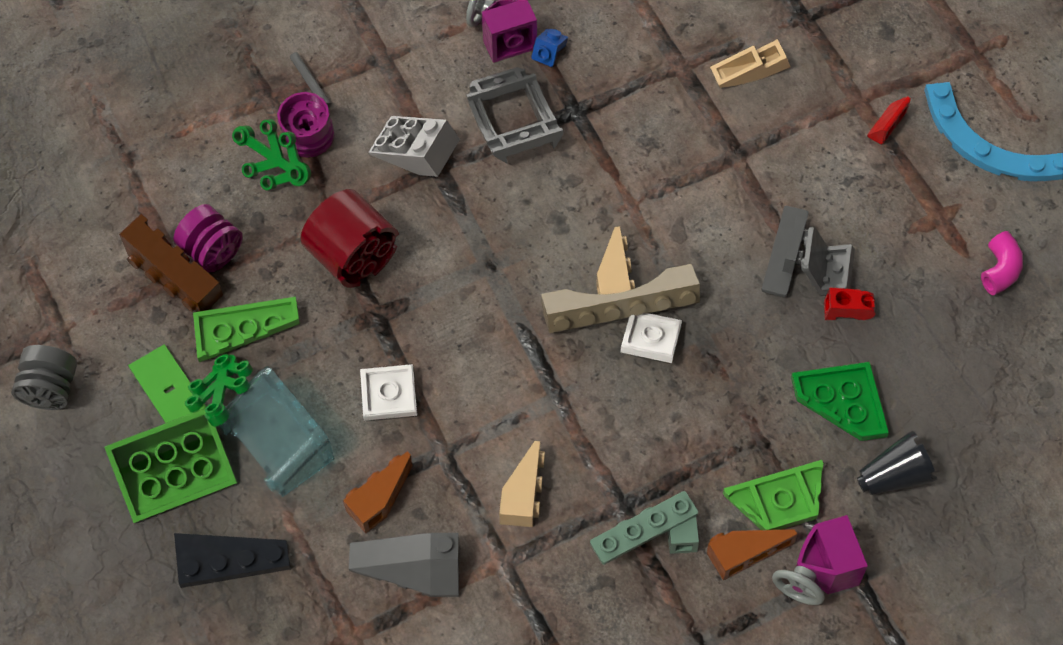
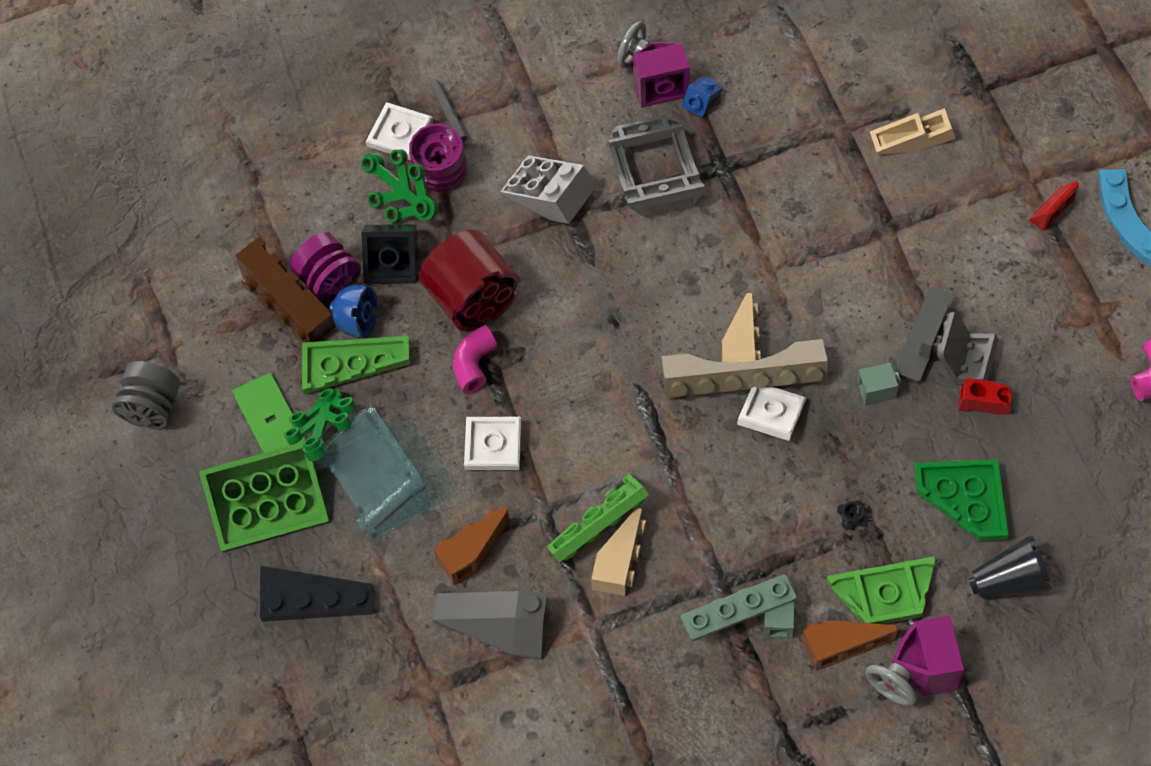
camera: 10 degrees right, 0 degrees up
(240, 277) = (354, 310): none -> blue cylinder
(262, 101) = (396, 128): none -> white plate
(269, 219) = (390, 253): none -> black slope
(355, 313) = (468, 356): none -> dark pink cylinder
(497, 455) = (597, 518): none -> bright green wing
(739, 420) = (855, 507): none -> black plate
(748, 301) = (878, 383): none -> sand green brick

